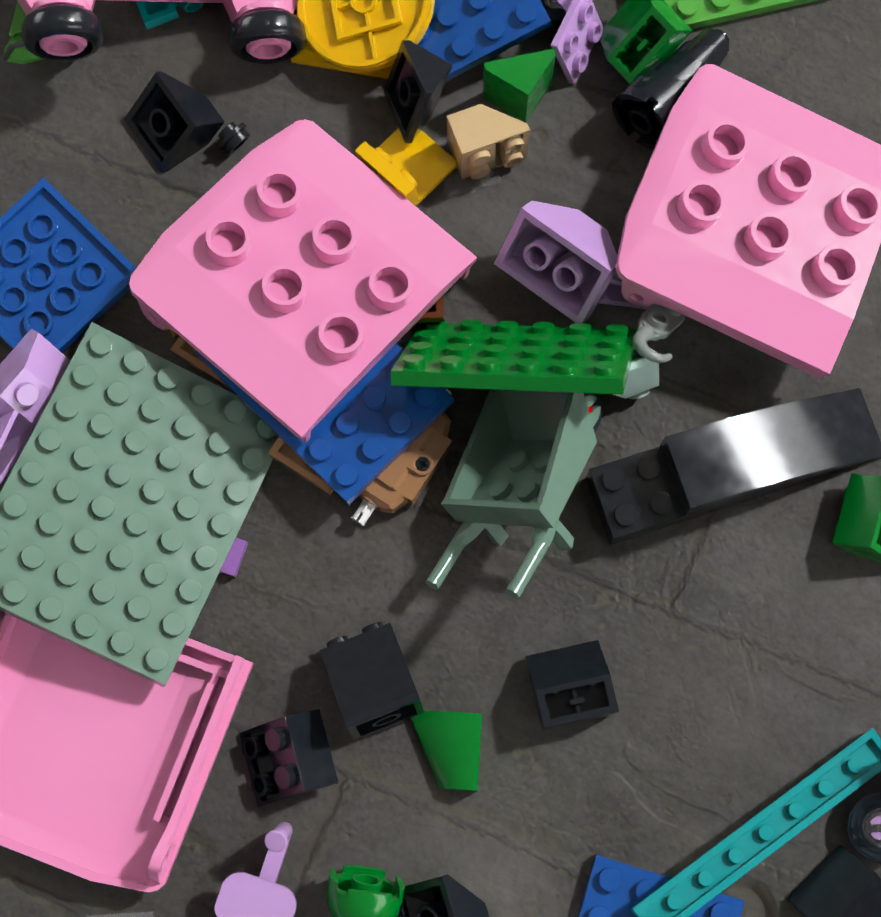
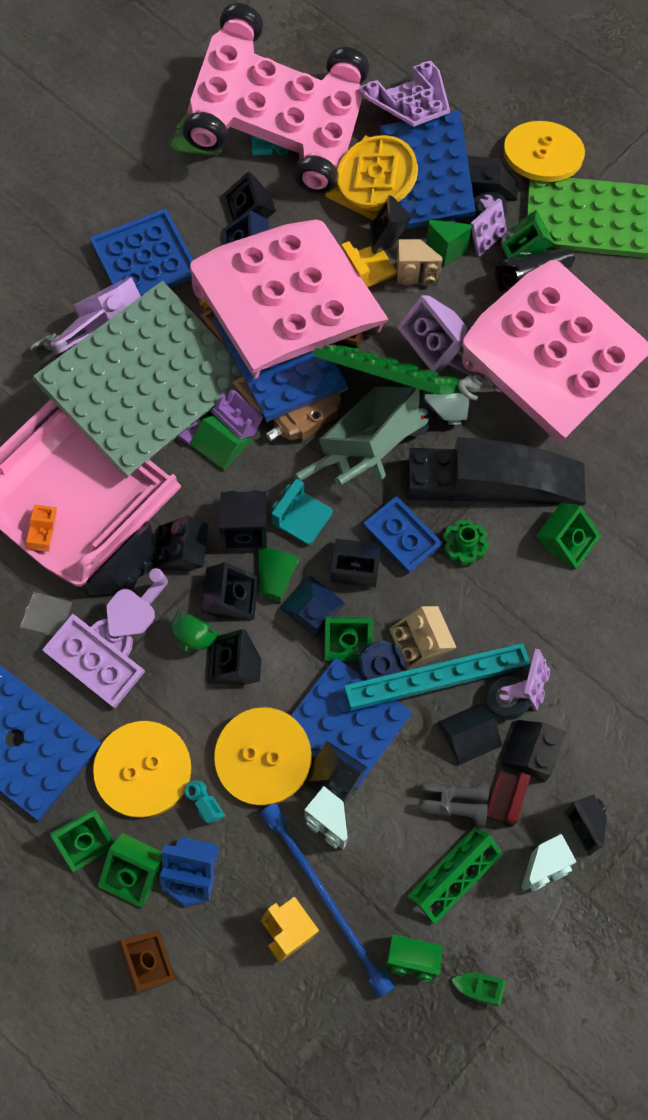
camera: 15 degrees right, 10 degrees down
(59, 817) = (41, 528): none -> orange slope
(187, 177) = (245, 226): none -> dark blue slope
(216, 822) = (125, 566): none -> black wedge
(233, 137) = (277, 220): black plate -> none
(282, 553) = (218, 442): none -> green slope
(295, 504) = (237, 414): none -> medium lavender hinge
(395, 809) = (230, 592): none -> black slope
(457, 636) = (300, 513): none -> teal bracket
(529, 779) = (311, 605): none -> dark blue slope
(606, 821) = (347, 637): none -> green slope
(626, 612) = (402, 534): none -> blue plate
(669, 840) = (379, 660): none -> dark blue tile
(713, 603) = (465, 542): none -> green plant
(717, 774) = (422, 637): none -> tan slope

